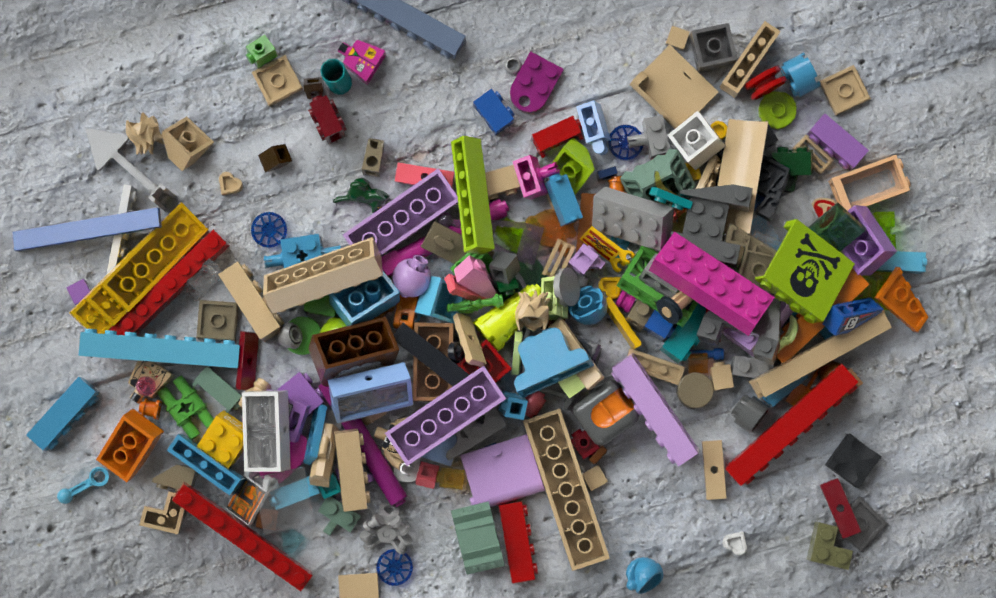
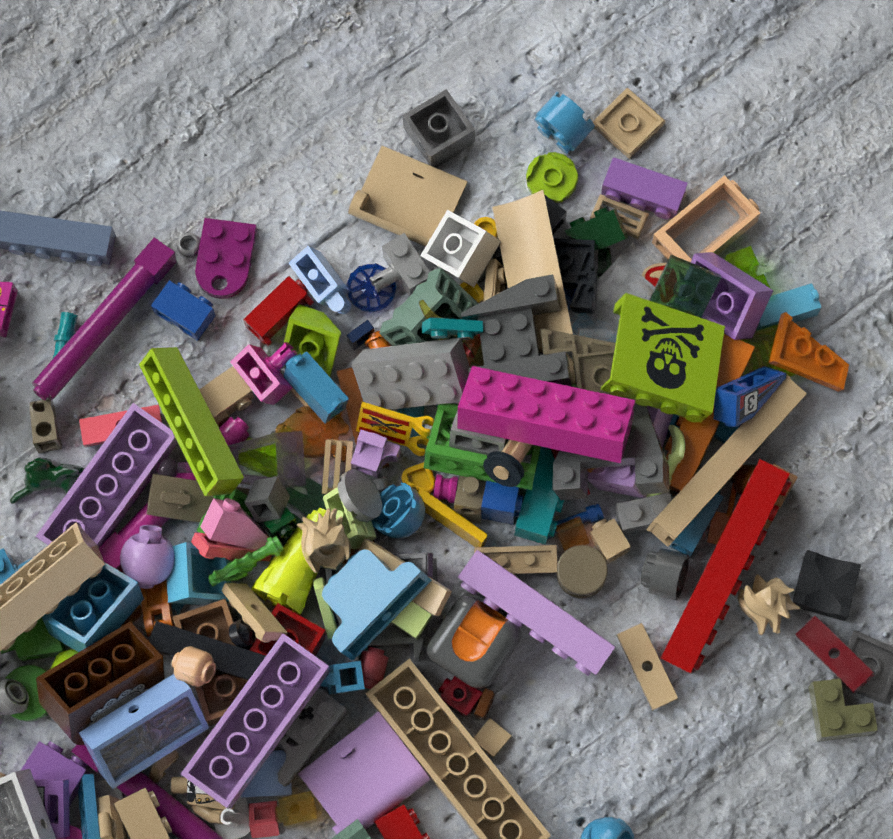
camera: 15 degrees left, 10 degrees down
(406, 102) = (65, 331): none -> teal pin
(417, 363) = (193, 666): none -> light nougat head
(478, 75) = (149, 269): none -> magenta brick
(677, 38) = (389, 134): tan tile -> none
(735, 542) = (714, 754): white tile -> none
(749, 59) = (491, 126): tan brick -> none
(765, 83) = (522, 146): red wheel -> none
(809, 458) = (766, 603): none -> tan hair

